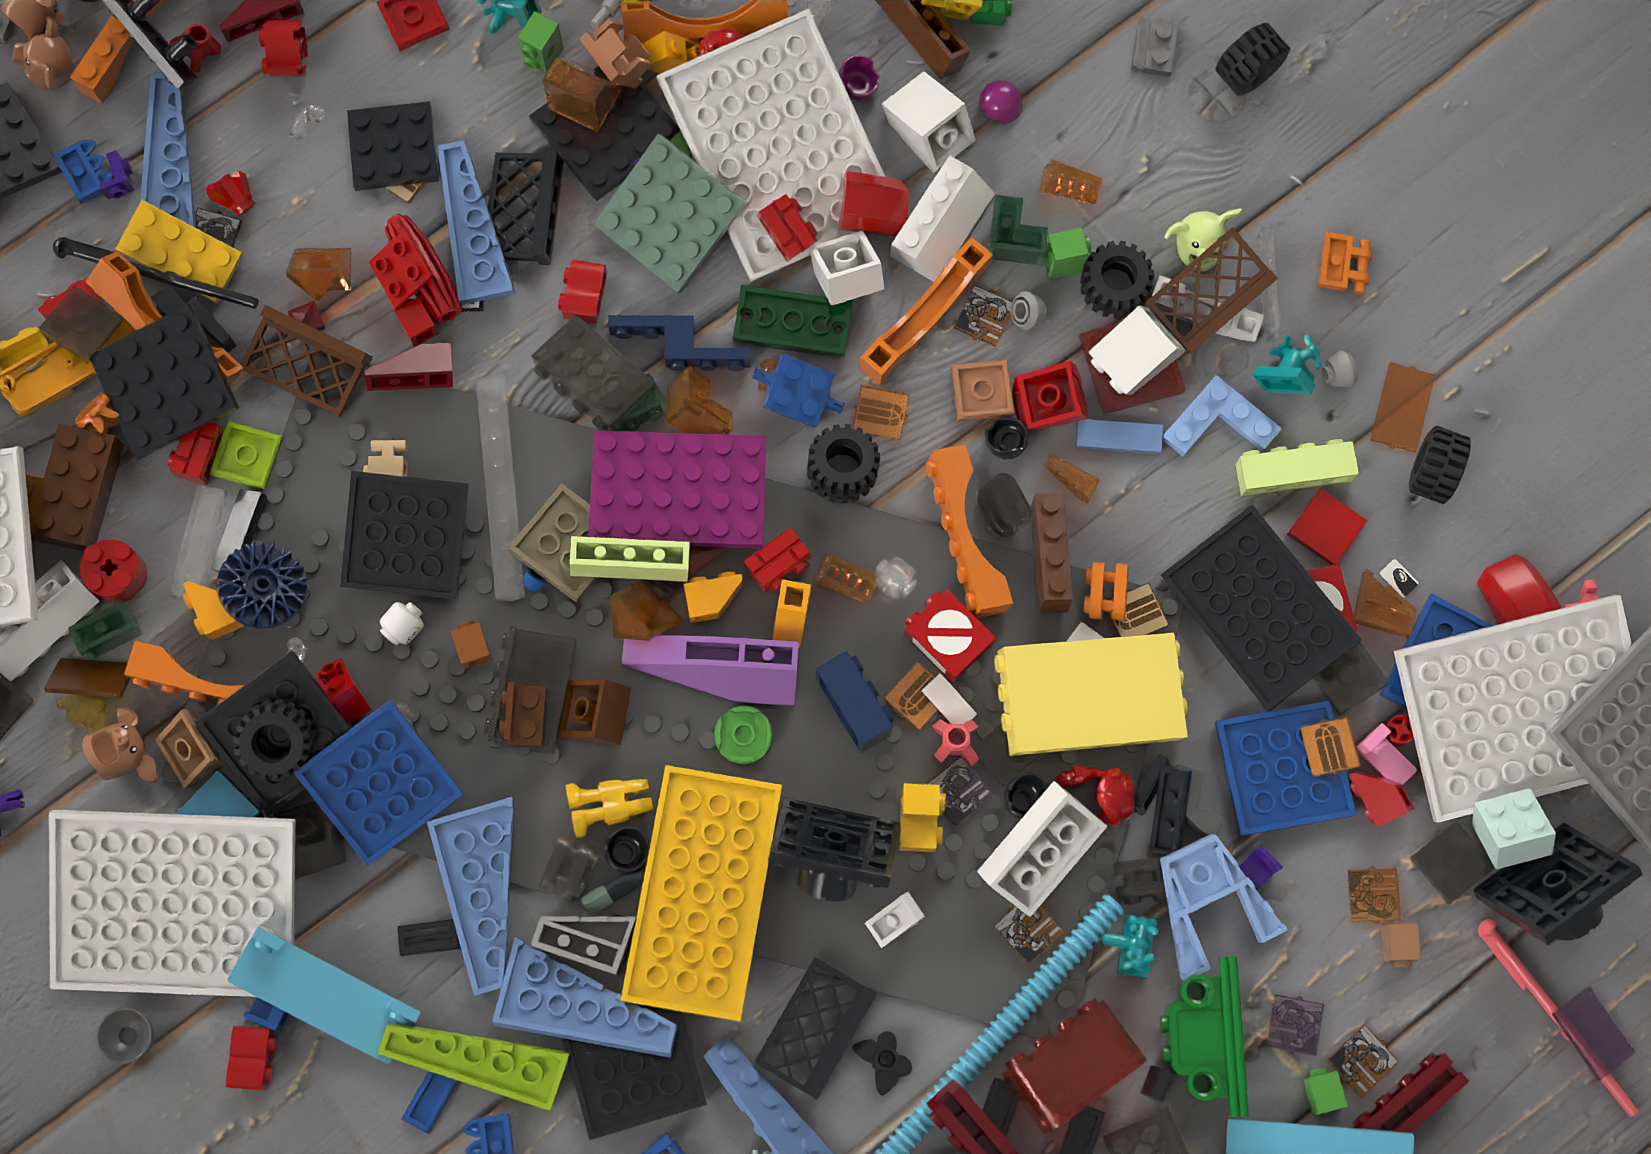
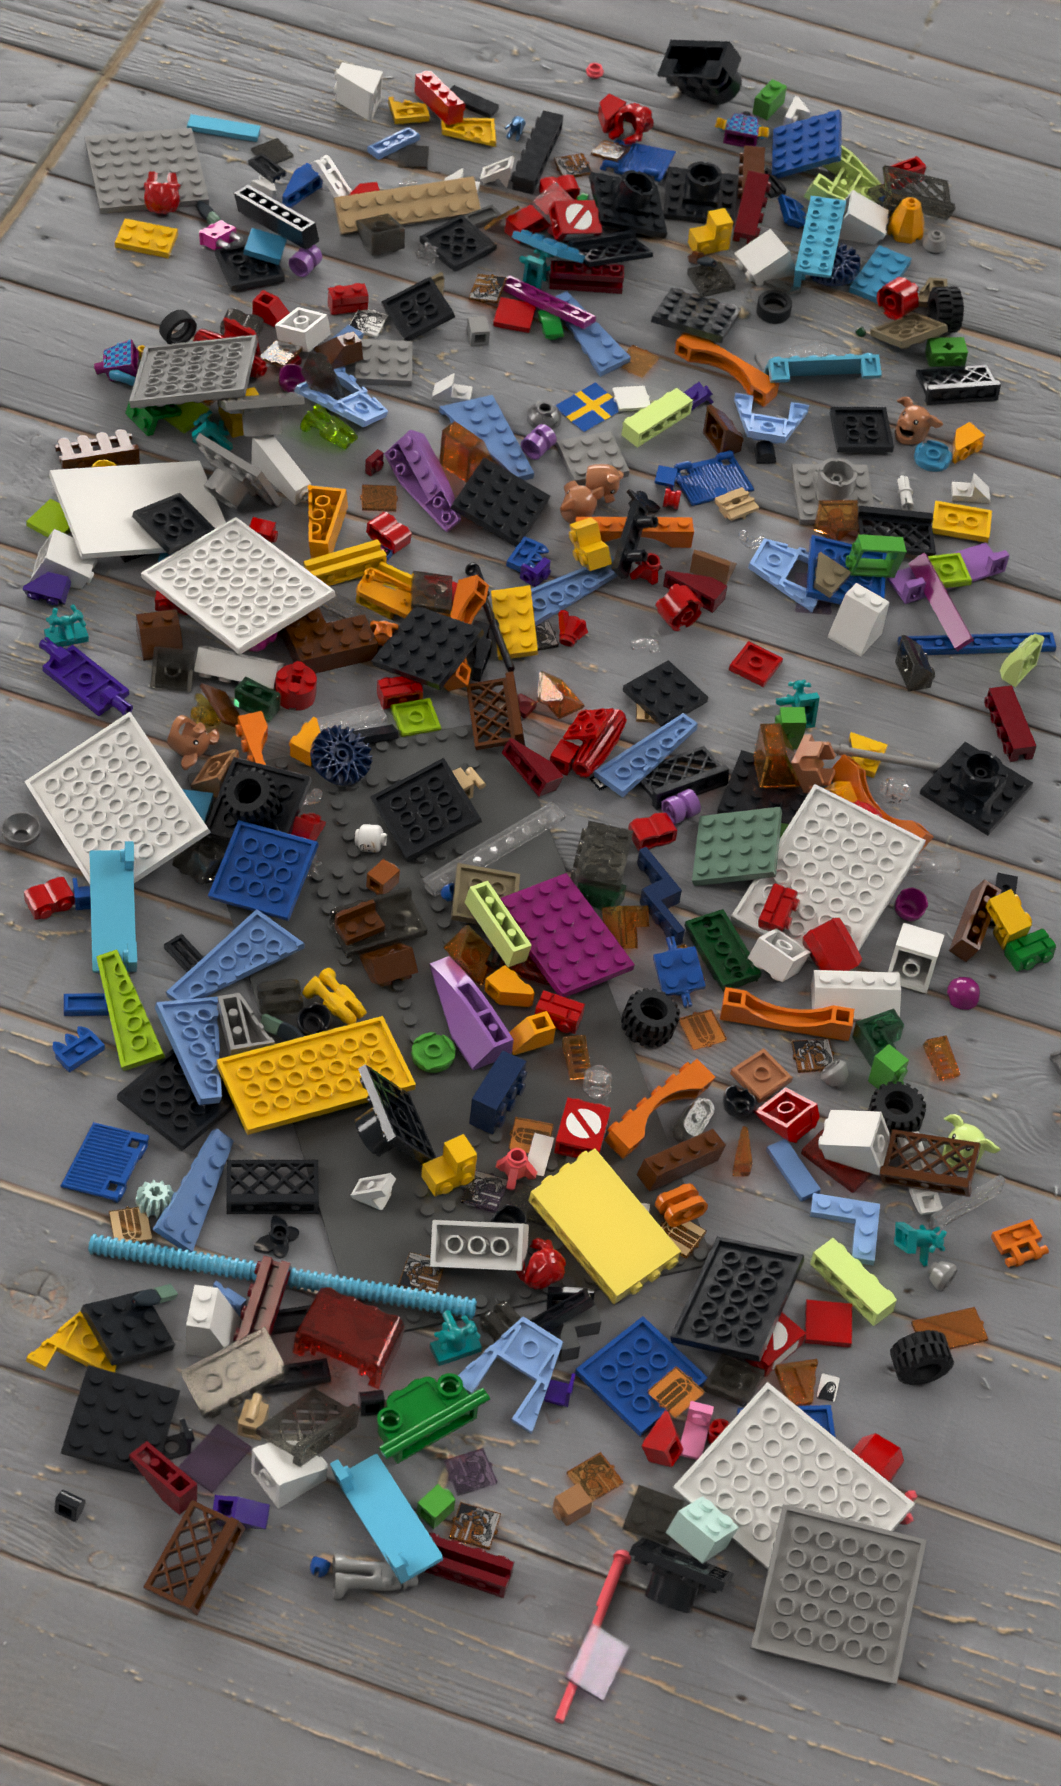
camera: 55 degrees right, 25 degrees down
(126, 92) = (588, 544): none -> yellow brick
(571, 237) = (683, 805): none -> medium lavender wheel

